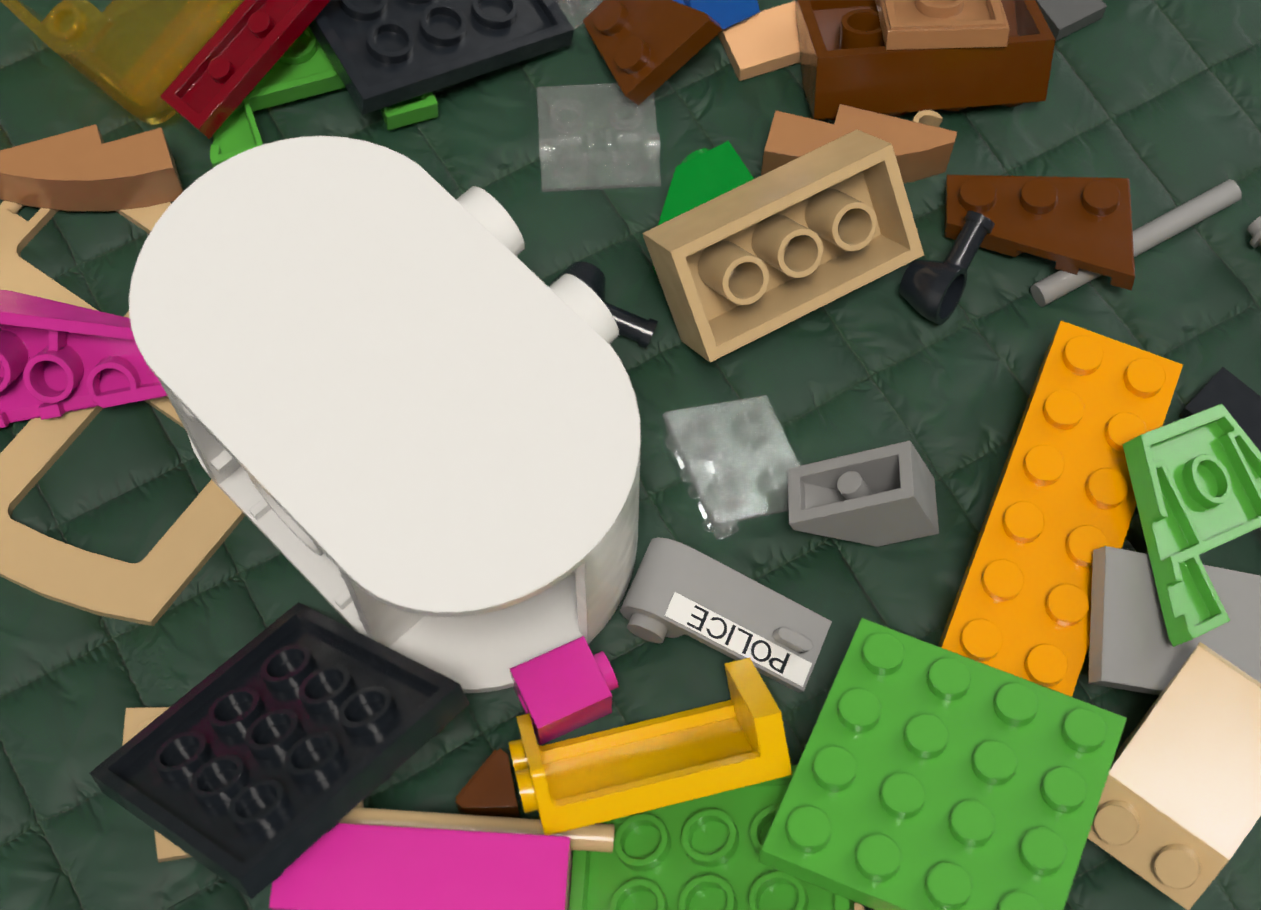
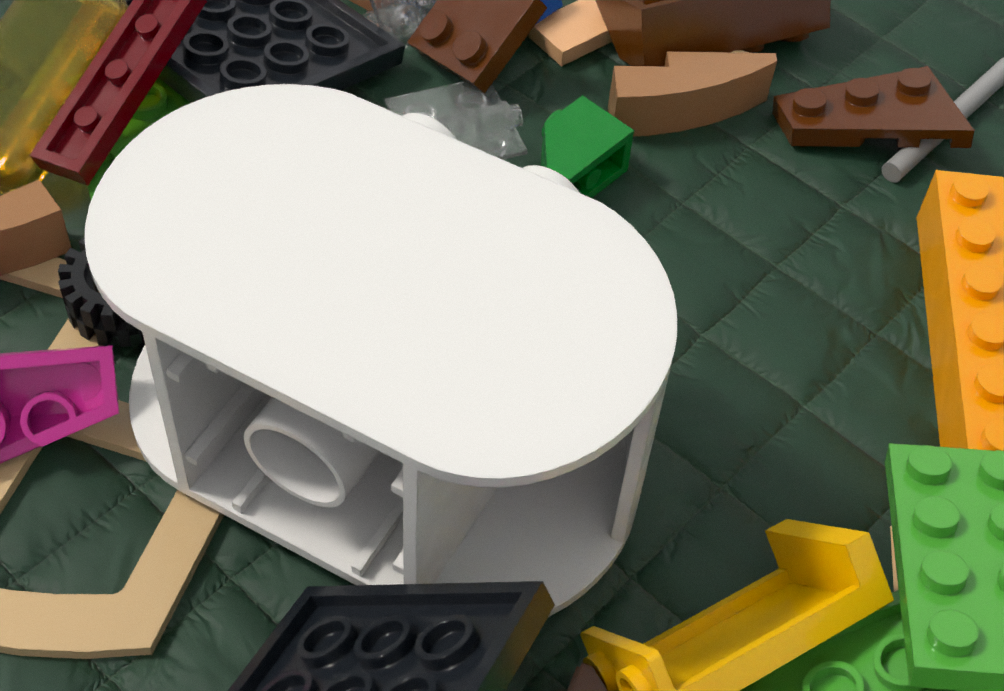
camera: 20 degrees left, 15 degrees down
(564, 689) = (617, 591): dark pink brick -> none
(697, 596) = (706, 475): light grey door -> none
(734, 460) = (709, 367): clear hinge -> none
(784, 244) = (680, 149): tan brick -> none
(865, 496) = (831, 352): light grey slope -> none
(937, 286) = (805, 177): black bar -> none

